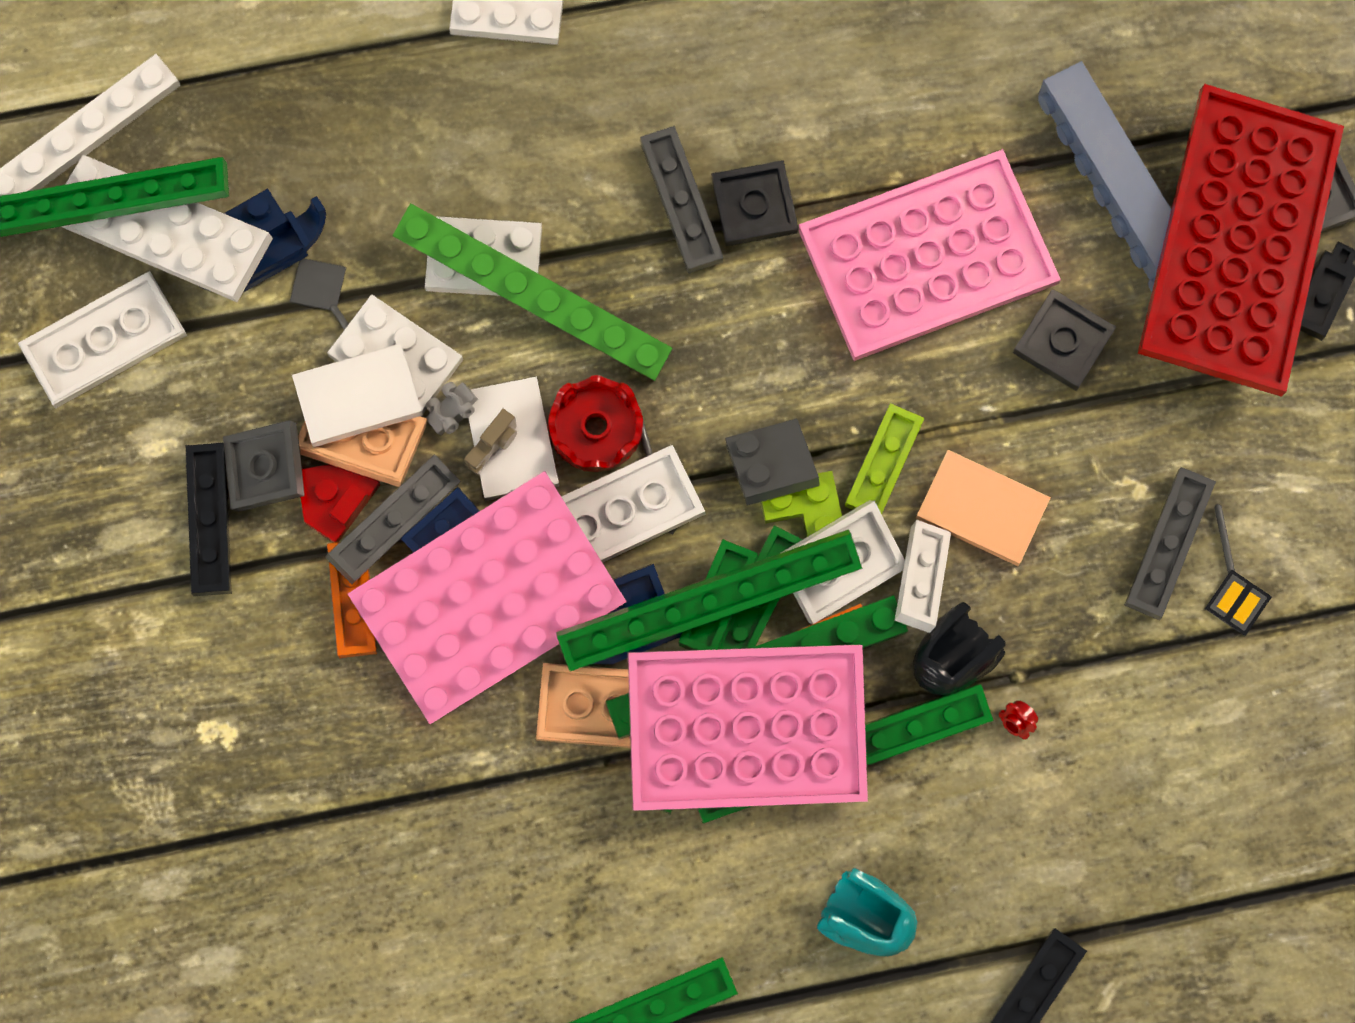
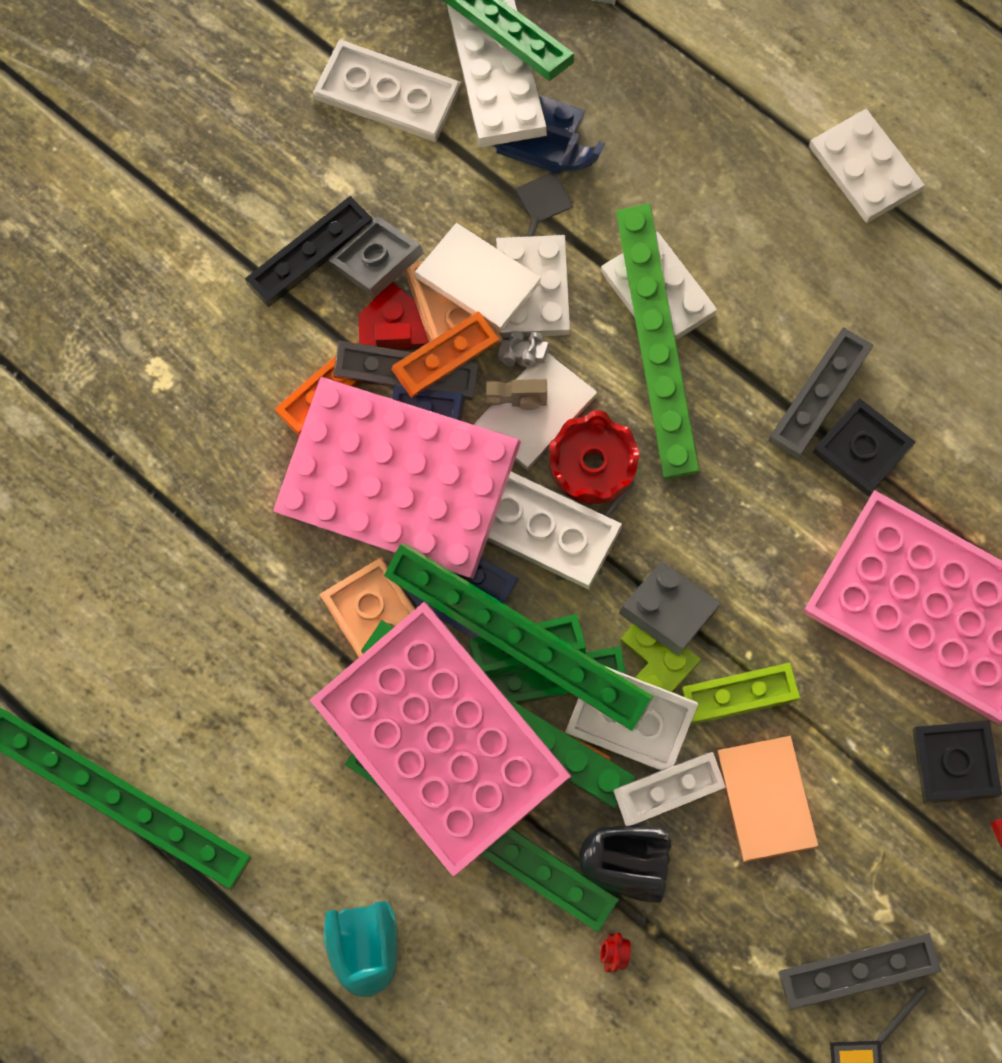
camera: 60 degrees right, 5 degrees down
(410, 474) = (445, 354): none -> orange plate

